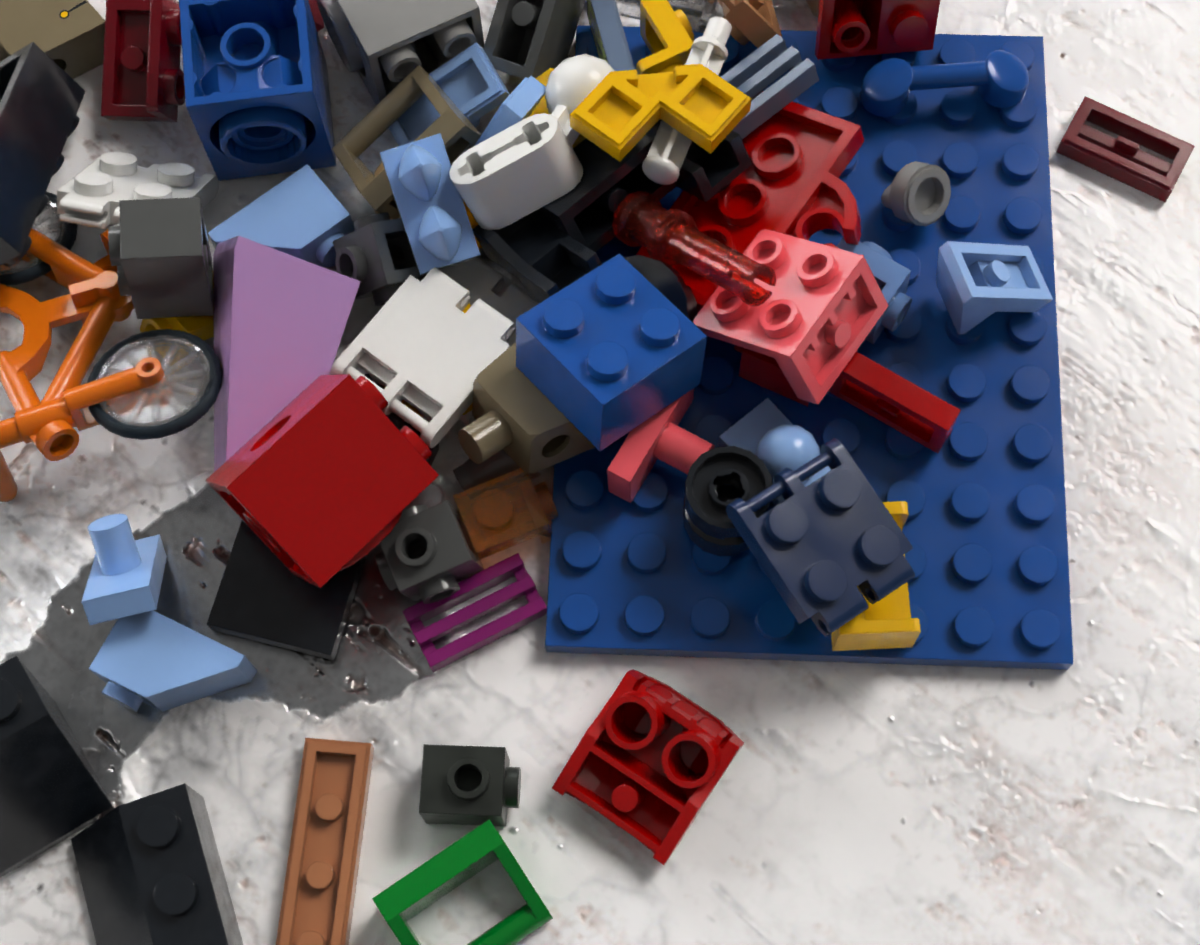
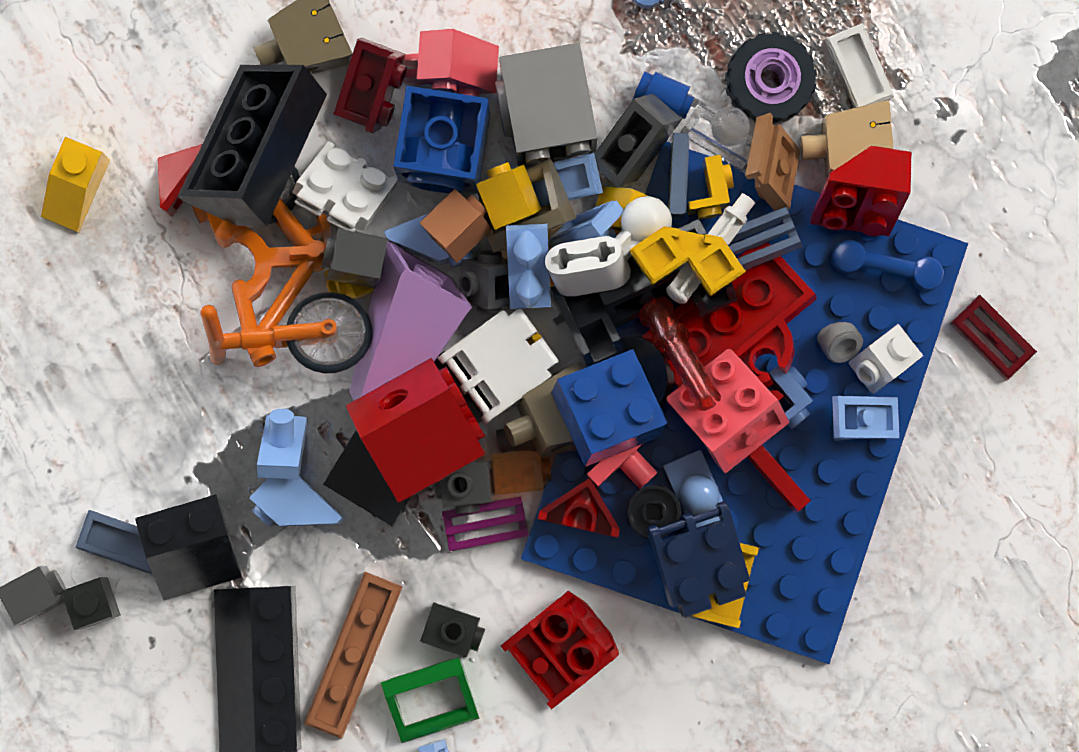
camera: 15 degrees right, 15 degrees up
(307, 181) = (457, 224): none -> nougat brick
(370, 118) = (508, 195): none -> yellow brick
(616, 530) = (582, 510): none -> red slope
(989, 199) = (885, 359): none -> white bracket

